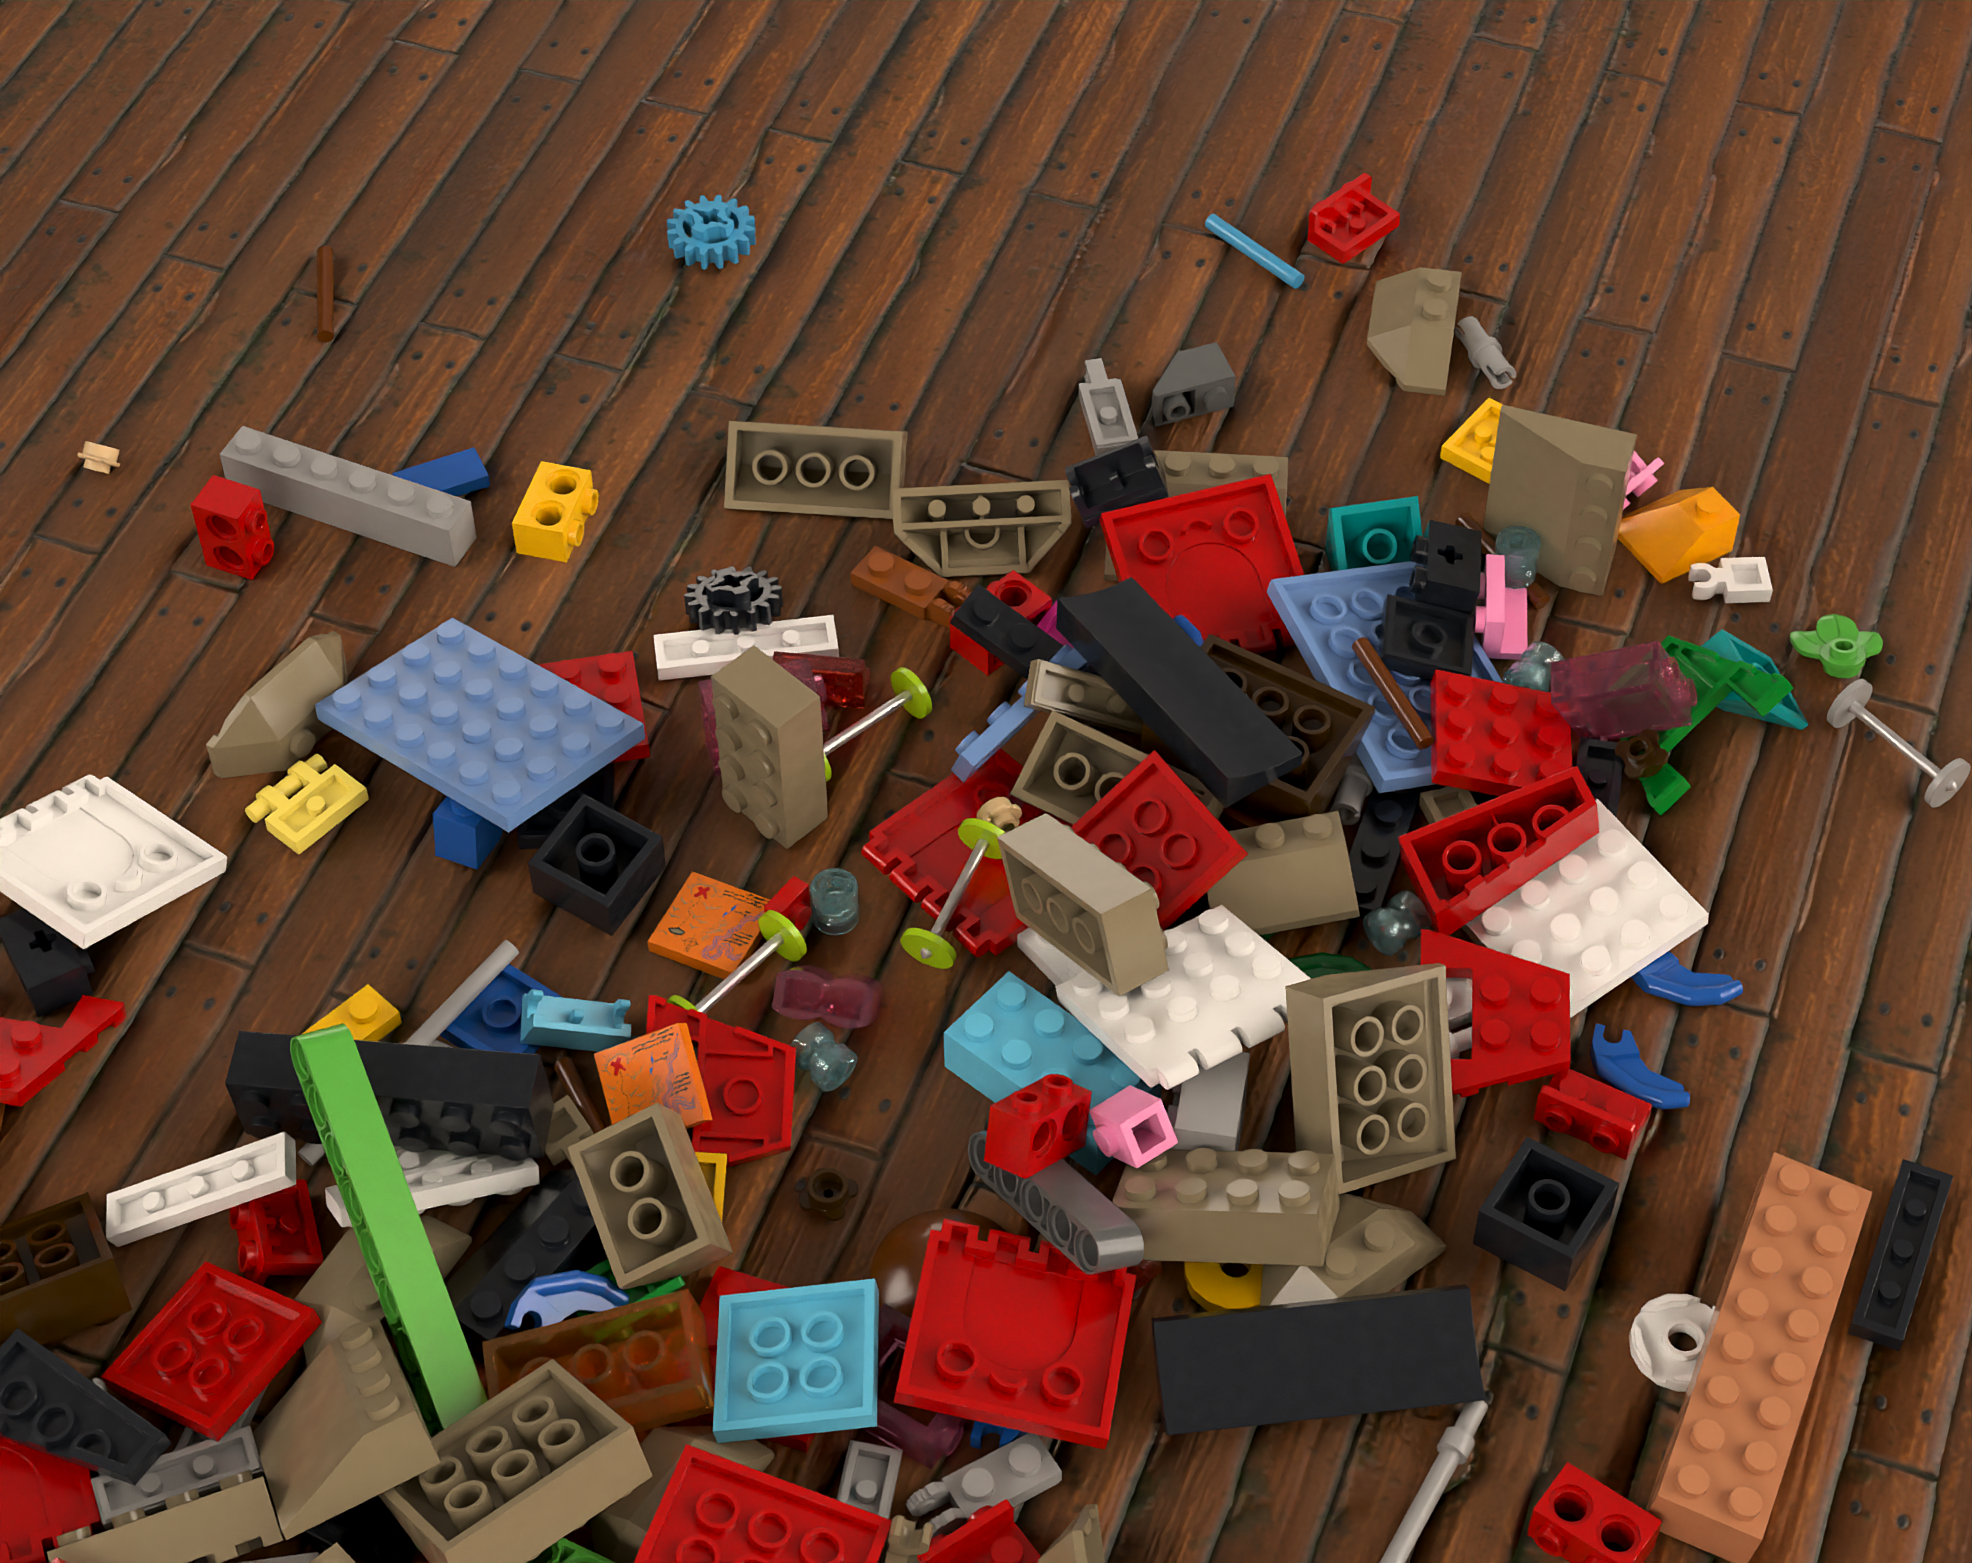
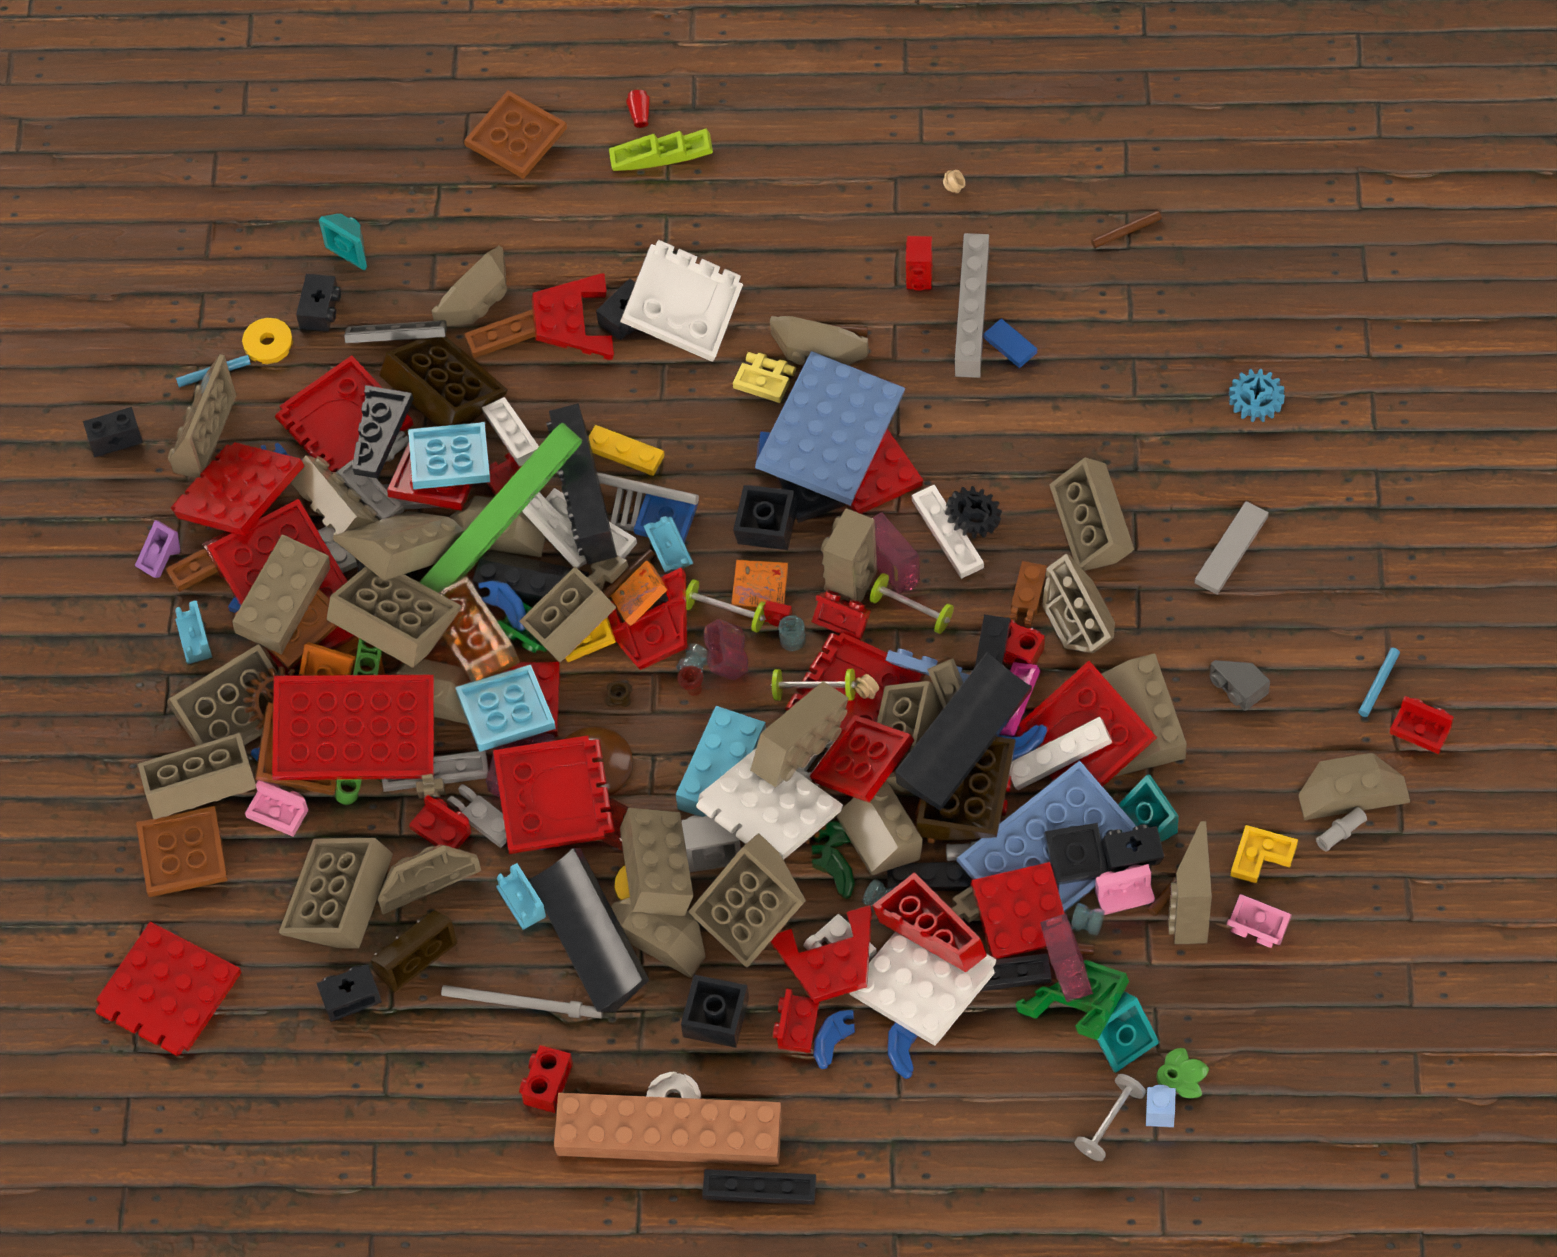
camera: 75 degrees right, 10 degrees up
(194, 1304) = (449, 455): none -> medium azure plate
(554, 512) = (1003, 398): yellow brick -> none
(838, 823) = (840, 614): none -> red bracket
(844, 678) = (937, 572): clear red bracket -> none
(867, 1061) = (691, 679): none -> clear red cone
(952, 337) = (1231, 547): none -> light grey tile
(1037, 1125) = (663, 761): red brick -> none
(1065, 1212) = (633, 785): dark grey beam -> none
(1105, 409) = (1201, 645): light grey hinge -> none
(1116, 480) = (1116, 661): black hinge -> none
(1132, 1127) = (678, 802): bright pink brick -> none
(1191, 1465) = (520, 897): none -> medium azure hinge
(1232, 586) = (1059, 753): none -> white plate
(1392, 693) = (1022, 844): reddish brown bar -> none
(1520, 553) = (1162, 889): clear light blue wheel -> none
(1649, 762) = (1042, 985): dark brown plate -> none
(1680, 531) = (1236, 968): light orange slope -> none
(1736, 578) = (1207, 1009): white plate -> none
(1895, 676) = (1160, 1106): none -> light blue brick

